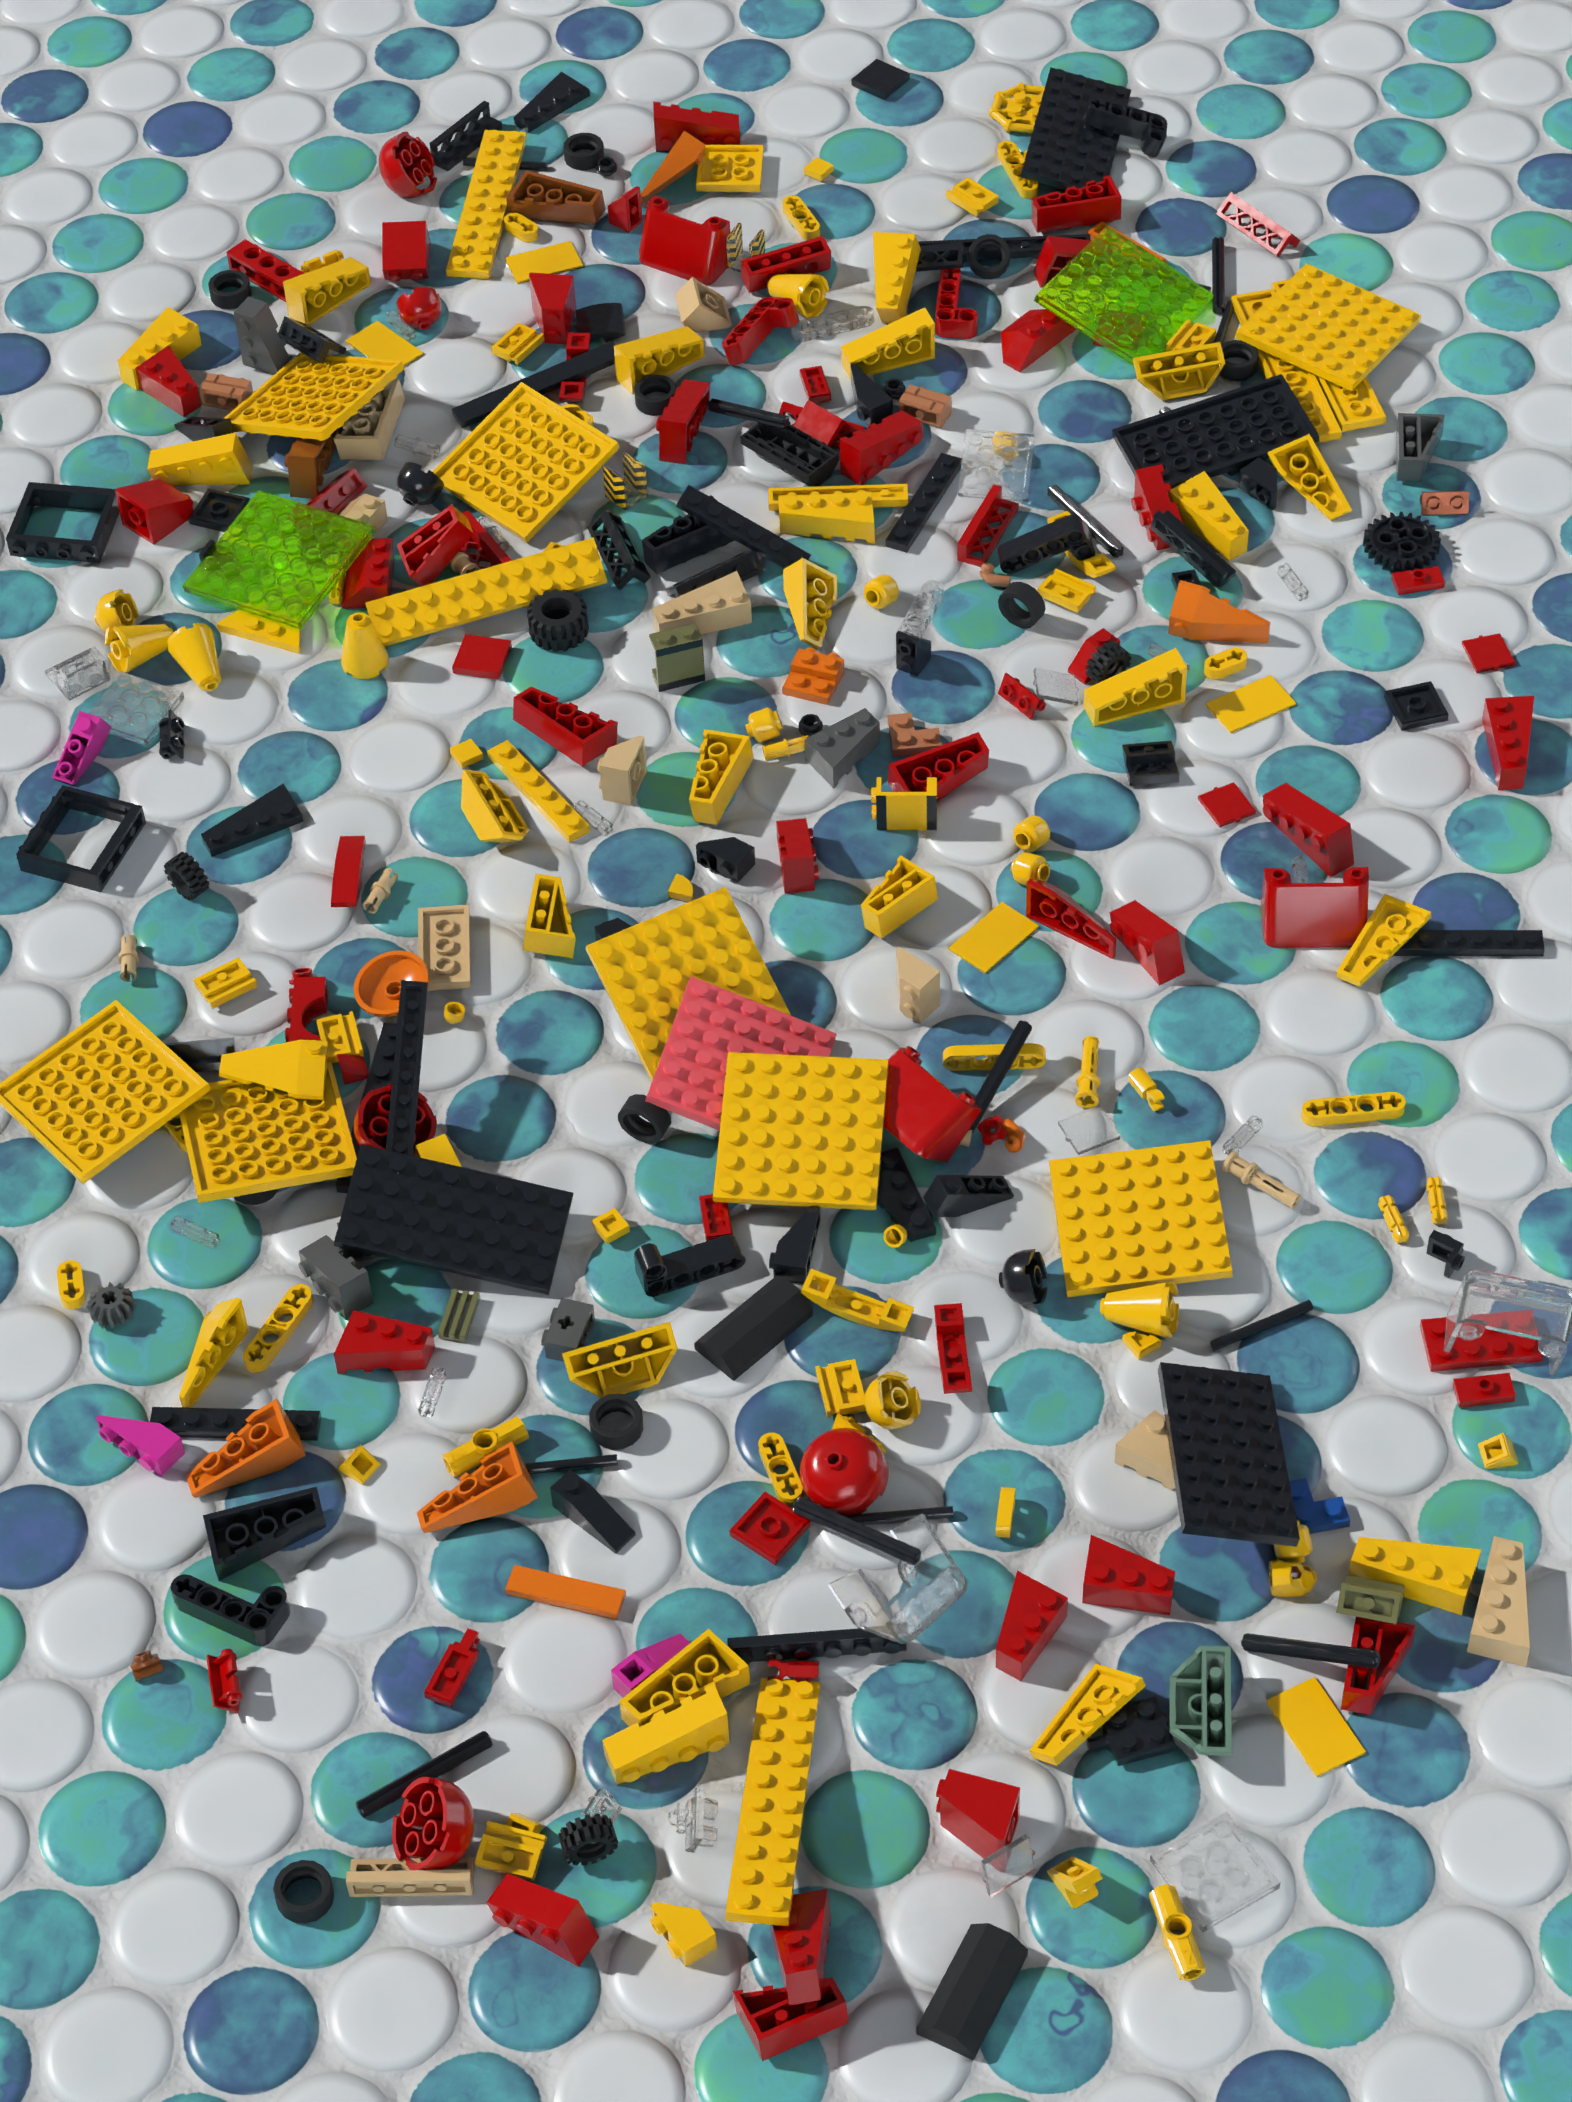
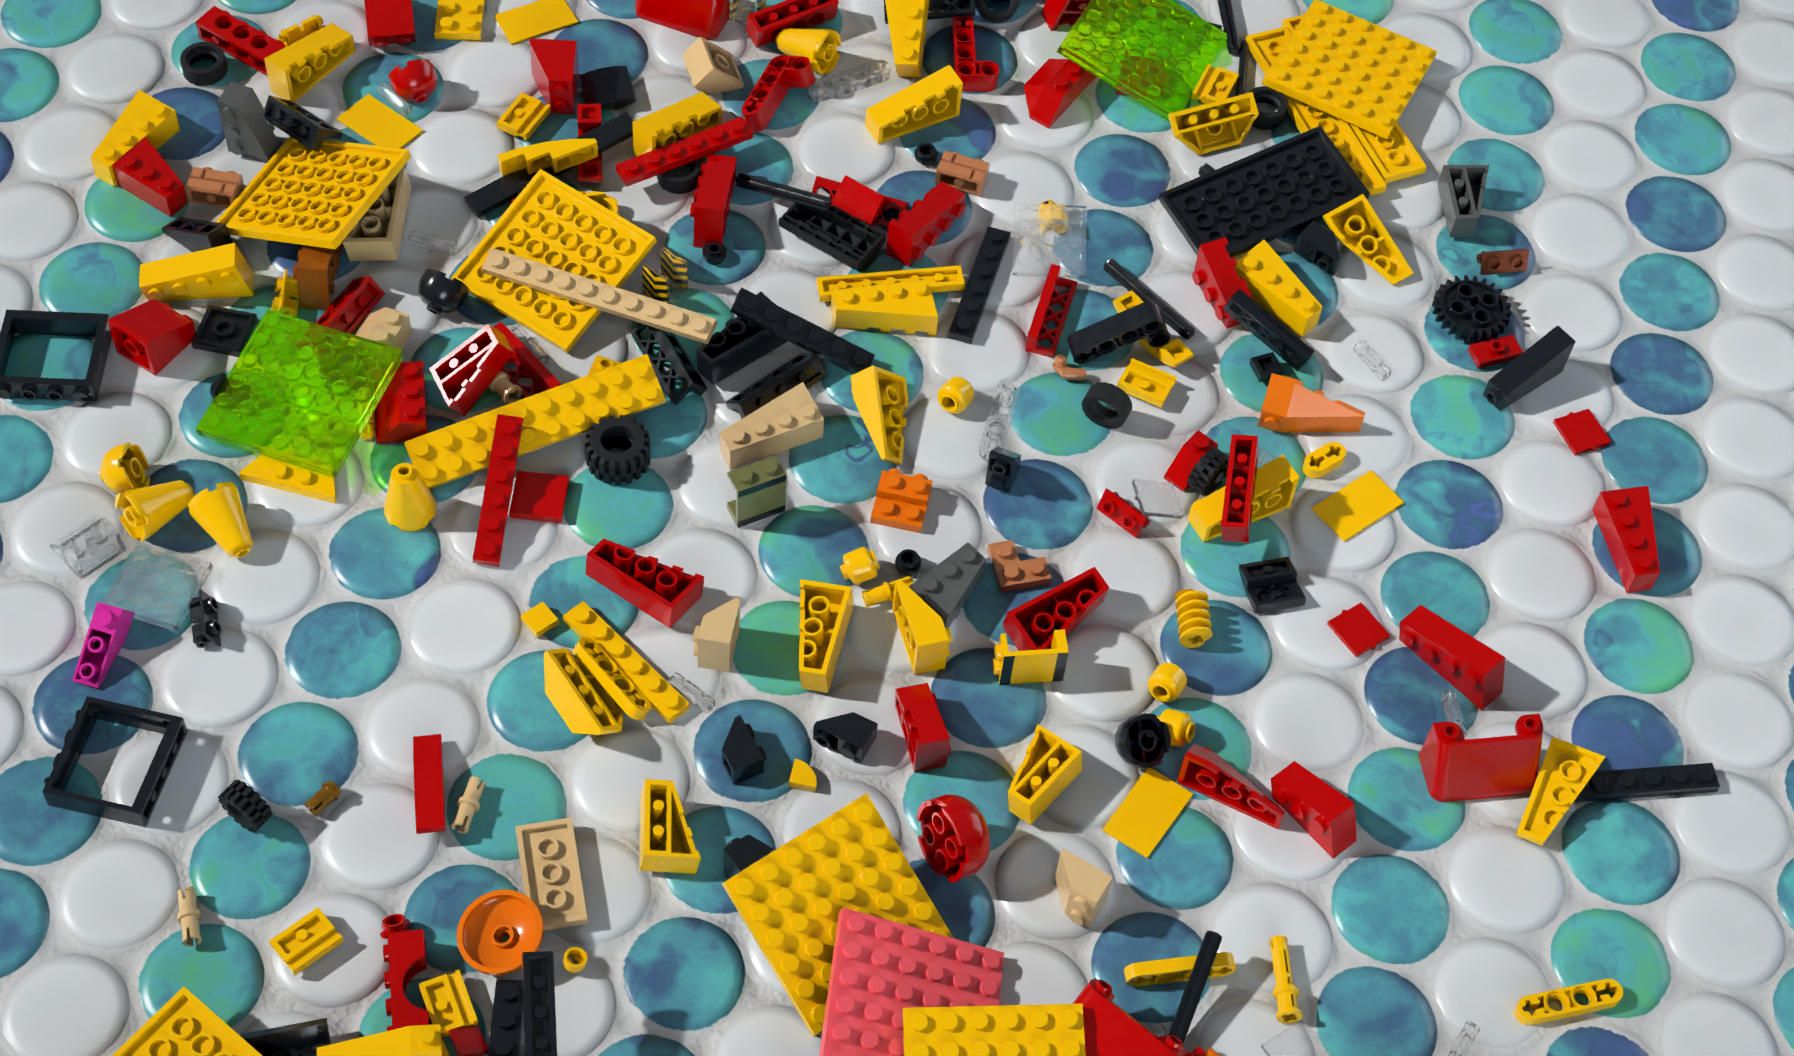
camera: 15 degrees left, 5 degrees up
(255, 877) = (323, 797): none -> pearl gold pin
(259, 819) = (315, 721): black wing -> none
(280, 481) = (286, 288): none -> yellow hinge
(443, 645) = (498, 490): none -> red plate
(522, 801) = (612, 678): none -> yellow beam
(539, 373) = (553, 154): none -> yellow slope
(561, 491) = (599, 296): none -> tan plate
(627, 865) = (741, 754): none -> black slope
(661, 375) = (684, 151): none -> red plate
(677, 465) = (714, 253): none -> black plate
(805, 935) = (953, 836): none -> red cylinder
(809, 778) = (921, 630): none -> yellow slope
(815, 384) = (844, 152): red plate -> none
(870, 400) = (904, 169): black slope -> none
(996, 875) = (1142, 740): none -> black cylinder
(1067, 783) = (1193, 617): none -> yellow piece
(1126, 672) = (1240, 488): none -> red brick
(1146, 1088) = (1349, 995): yellow bar -> none
(1416, 705) = (1525, 498): black tile -> none
(1445, 594) = (1530, 369): none -> black slope

